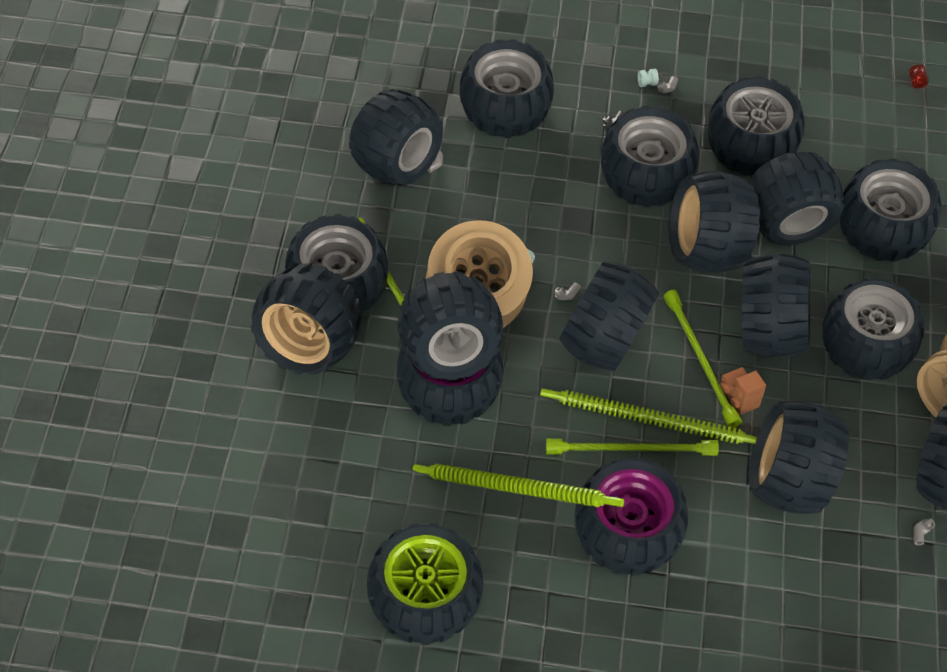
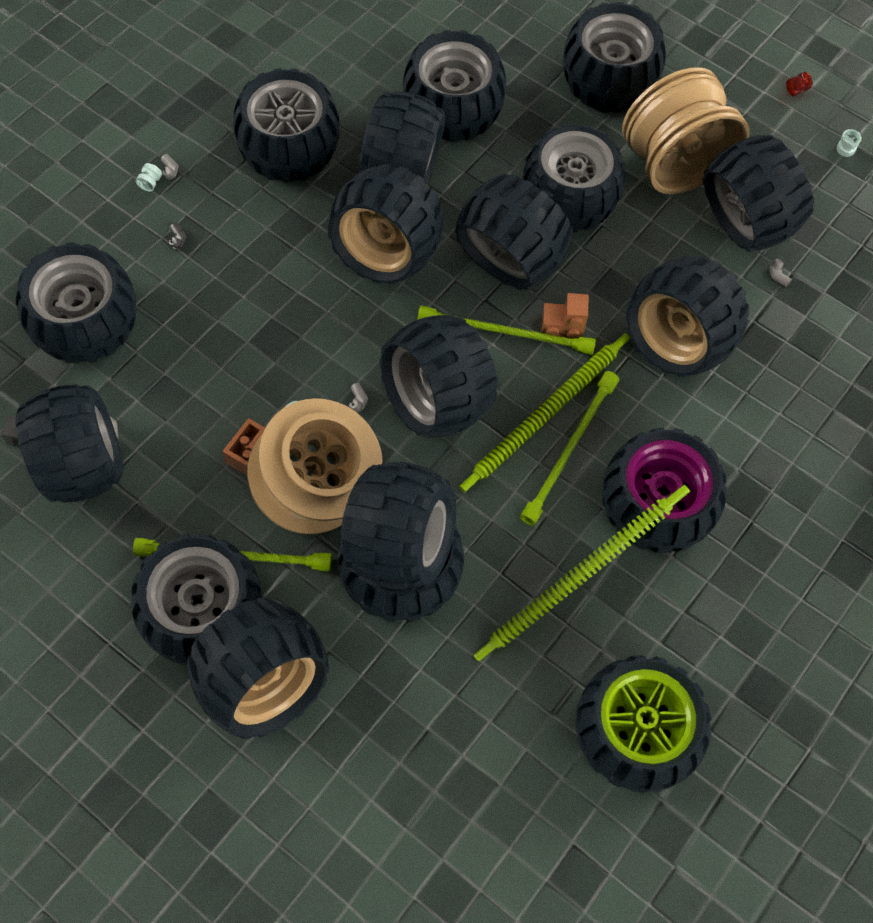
camera: 60 degrees left, 10 degrees up
(648, 155) = (258, 230): black wheel -> none

